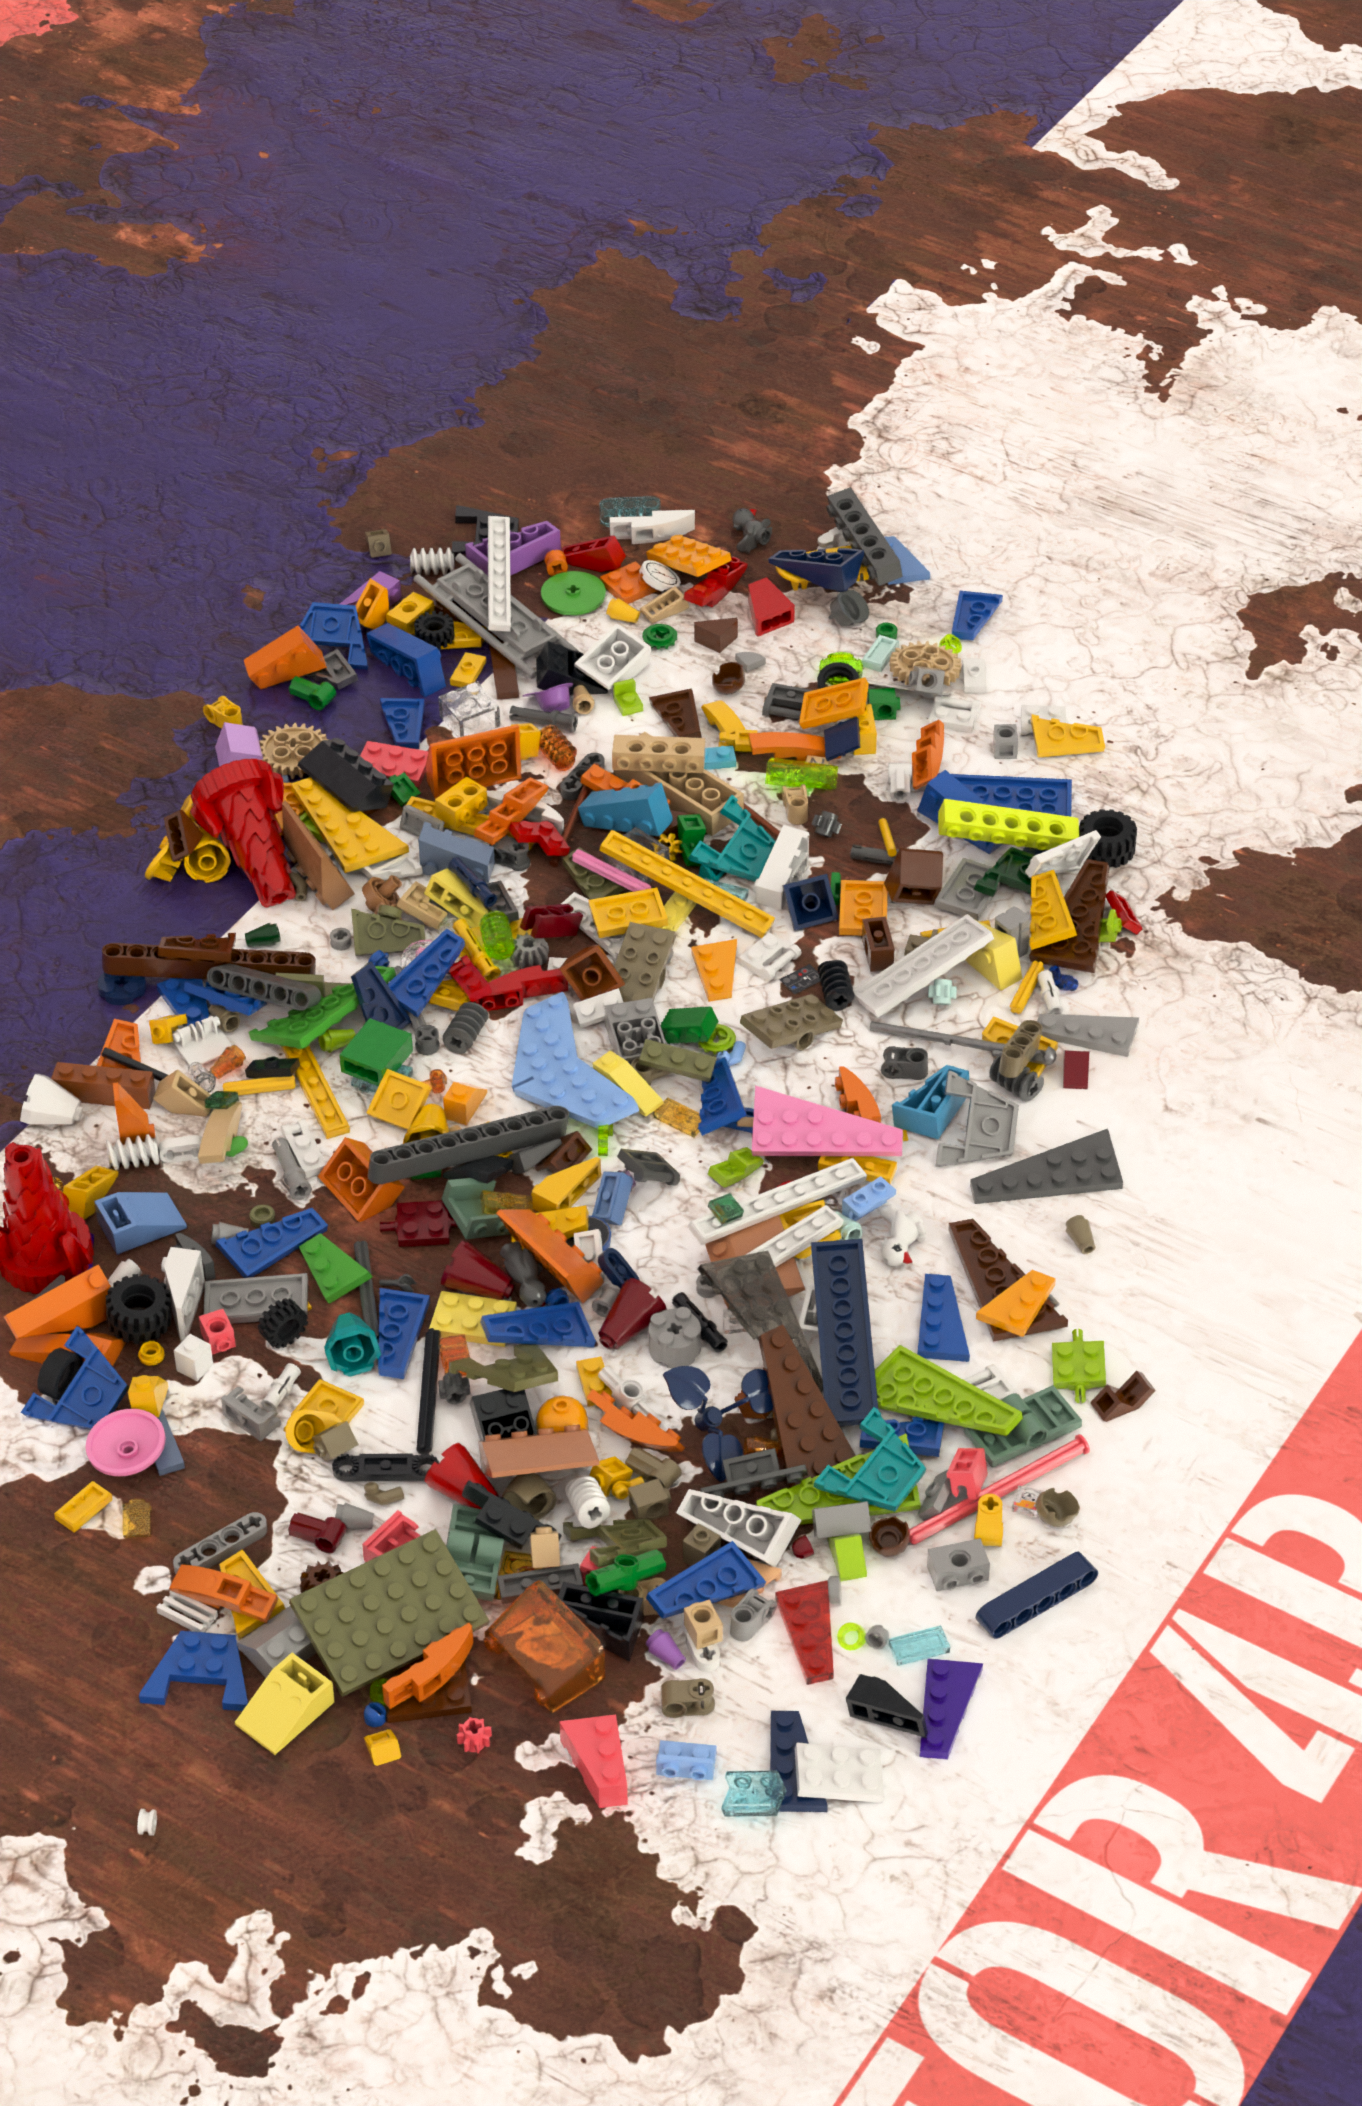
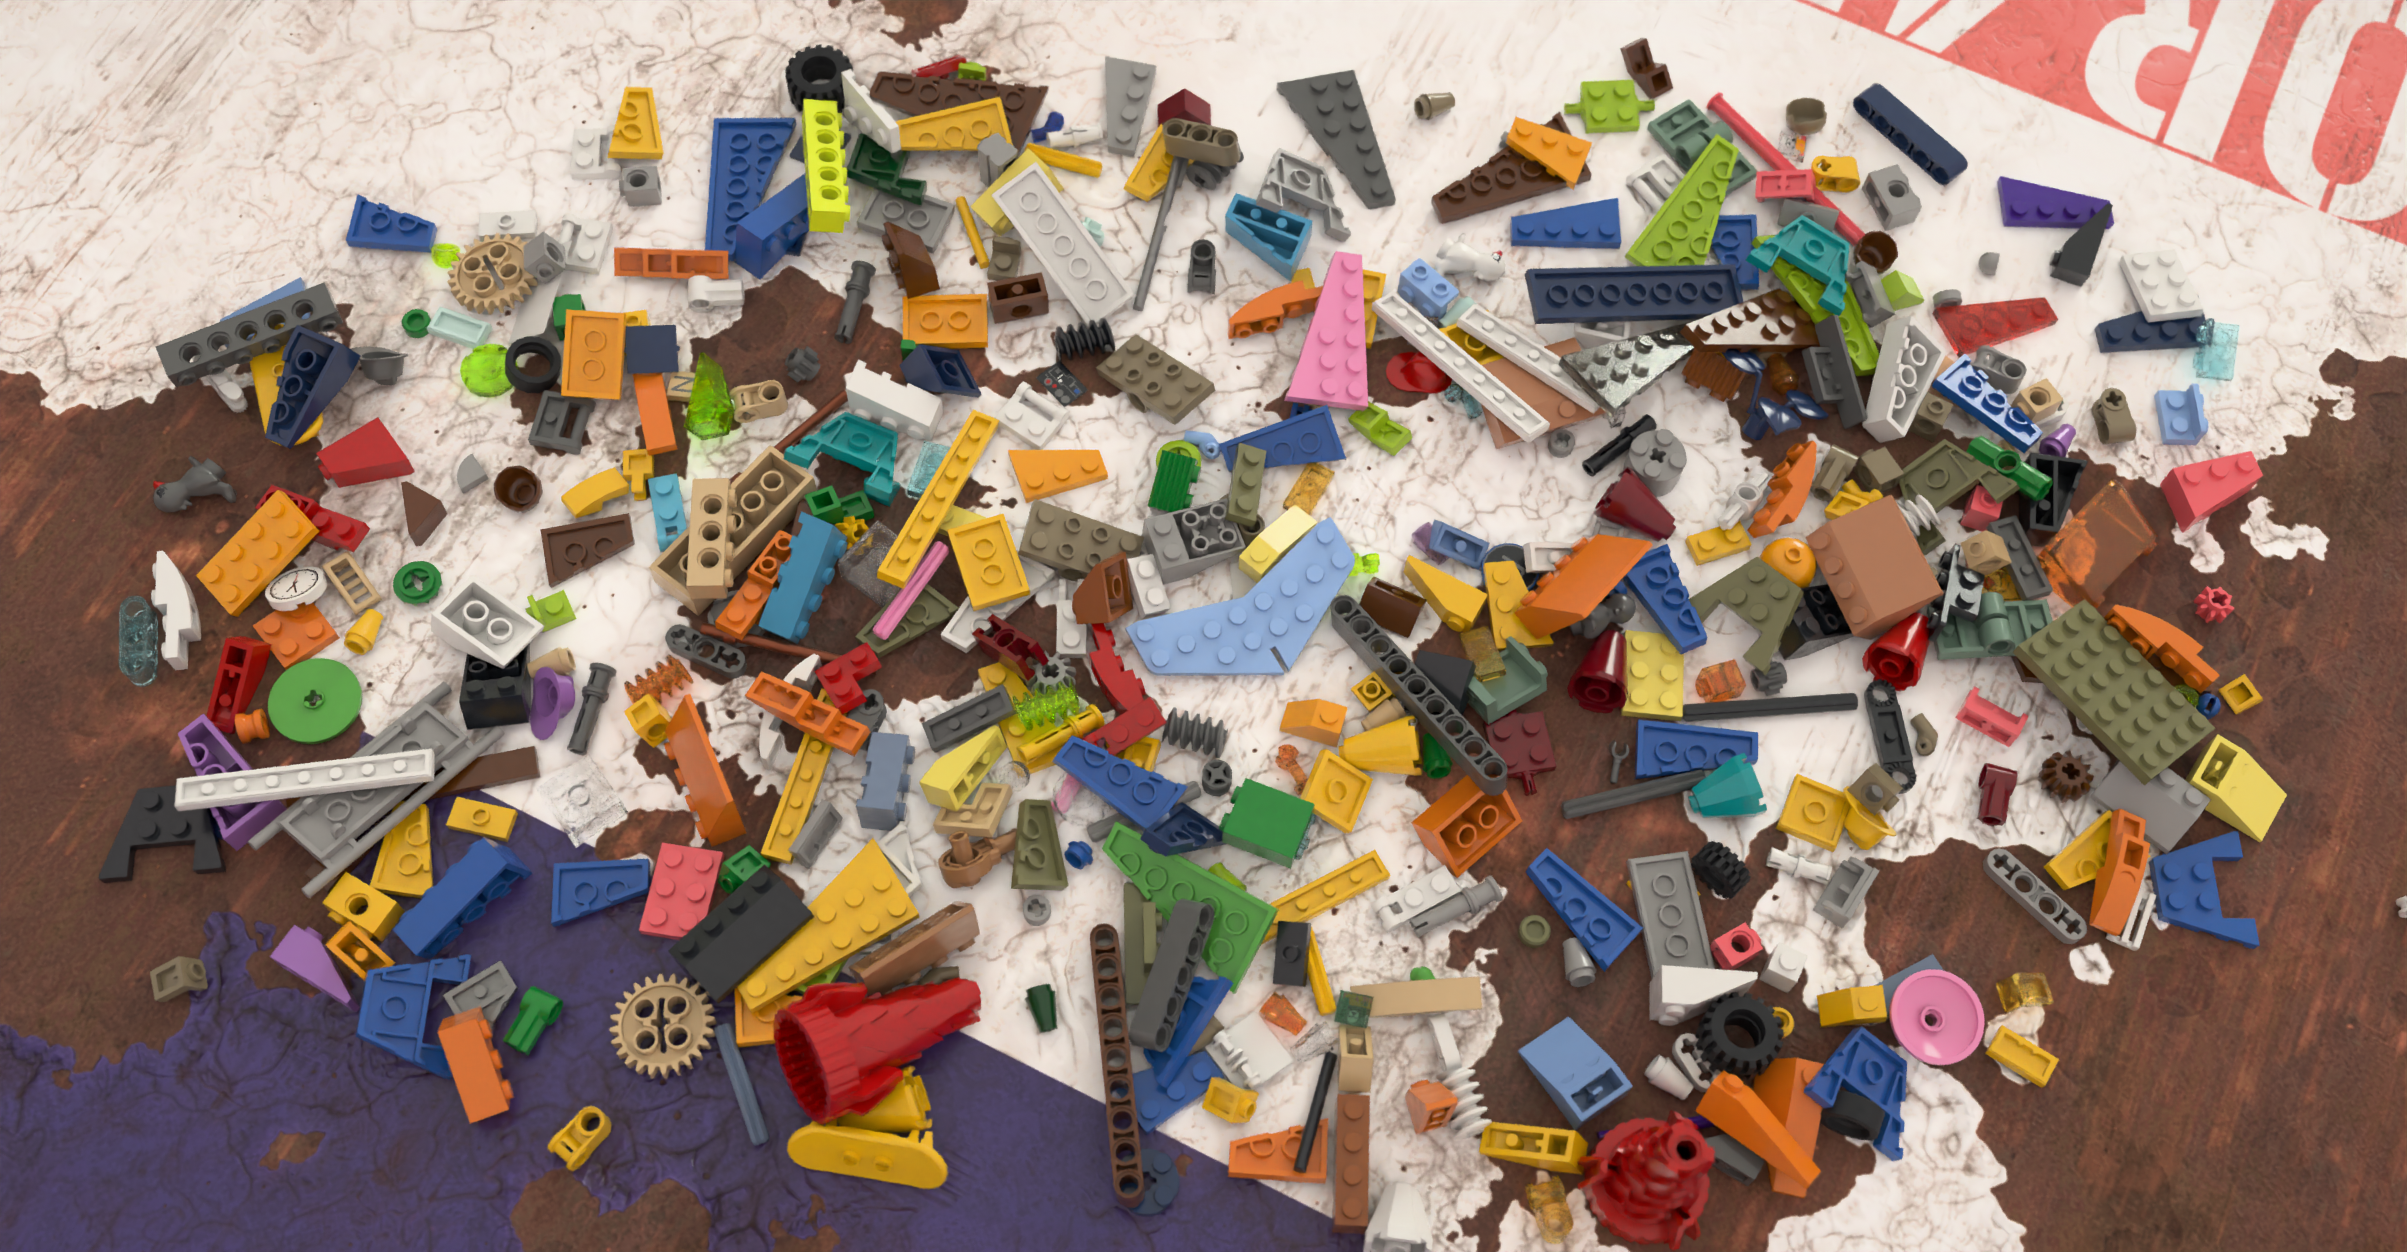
camera: 100 degrees left, 20 degrees up
(181, 834) = (907, 1122): reddish brown slope -> none
(186, 1242) = (1619, 1000): dark grey slope -> none
(206, 948) = (1116, 1059): reddish brown wing -> none
(237, 743) = (666, 1102): lavender slope -> none
(332, 1268) = (1611, 834): bright green wing -> none
(354, 1516) = (1967, 761): light grey cone -> none
(389, 912) = (1011, 840): olive tile -> none
(431, 561) = (237, 893): white piece -> none
(442, 624) = (400, 850): black tyre -> none
(460, 869) = (950, 744): dark blue pin -> none
(461, 802) = (783, 784): yellow brick -> none
(529, 1157) = (1414, 639): dark grey slope -> none
(615, 1267) = (1571, 525): dark blue plate -> none
(648, 1166) = (1404, 514): dark grey plate -> none
(725, 1208) = (1502, 402): clear green tile -> none
(844, 1629) = (1985, 290): clear neon green piece -> none
(887, 837) = (824, 299): yellow bar -> none
(919, 1645) = (1988, 229): clear light blue tile -> none

